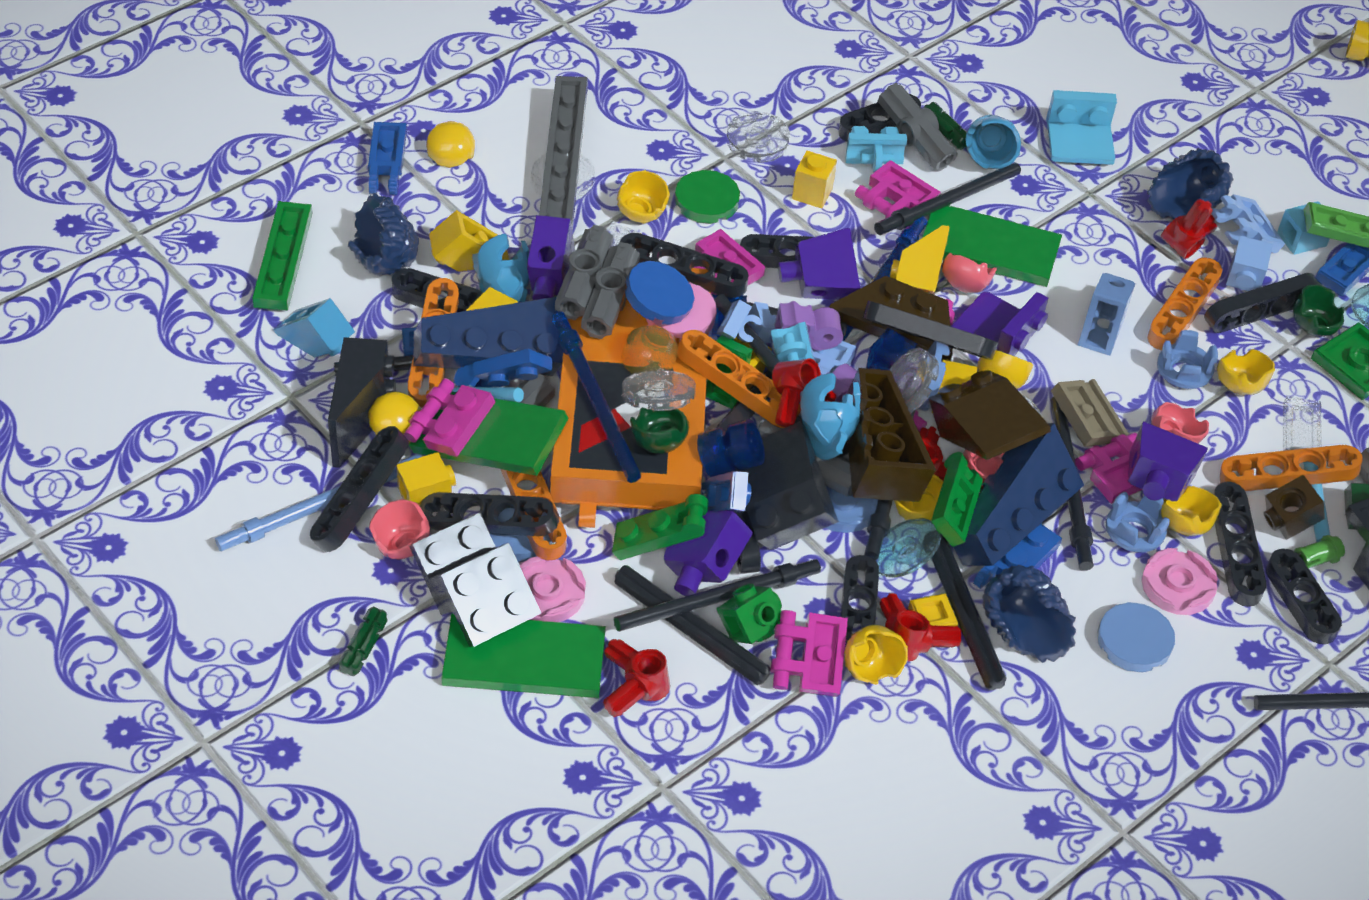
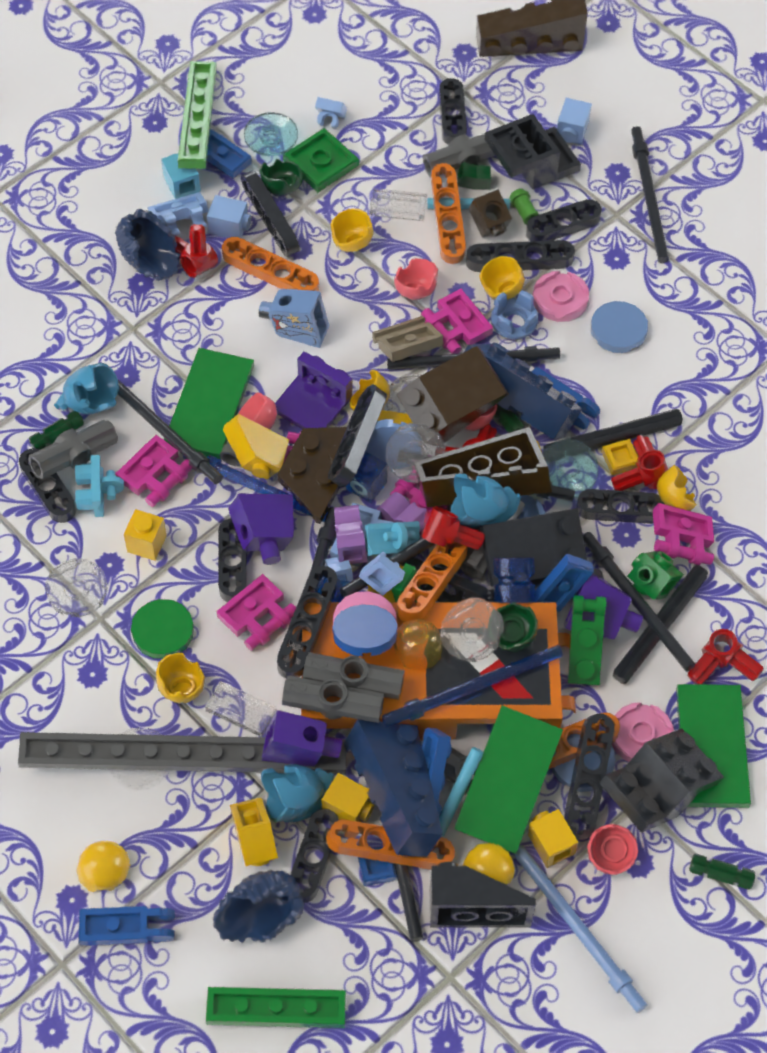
camera: 90 degrees left, 10 degrees up
(316, 329) = (376, 961): dark azure slope -> none
(359, 489) = (571, 892): black beam -> none
(456, 423) = (502, 803): dark pink plate -> none
(956, 499) = (555, 427): green plate -> none
(1029, 613) = (621, 386): dark blue piece -> none
(1081, 127) = (67, 325): medium azure bracket -> none
(1163, 463) = (475, 286): dark purple torso -> none
(1185, 350) = (341, 260): medium blue piece -> none

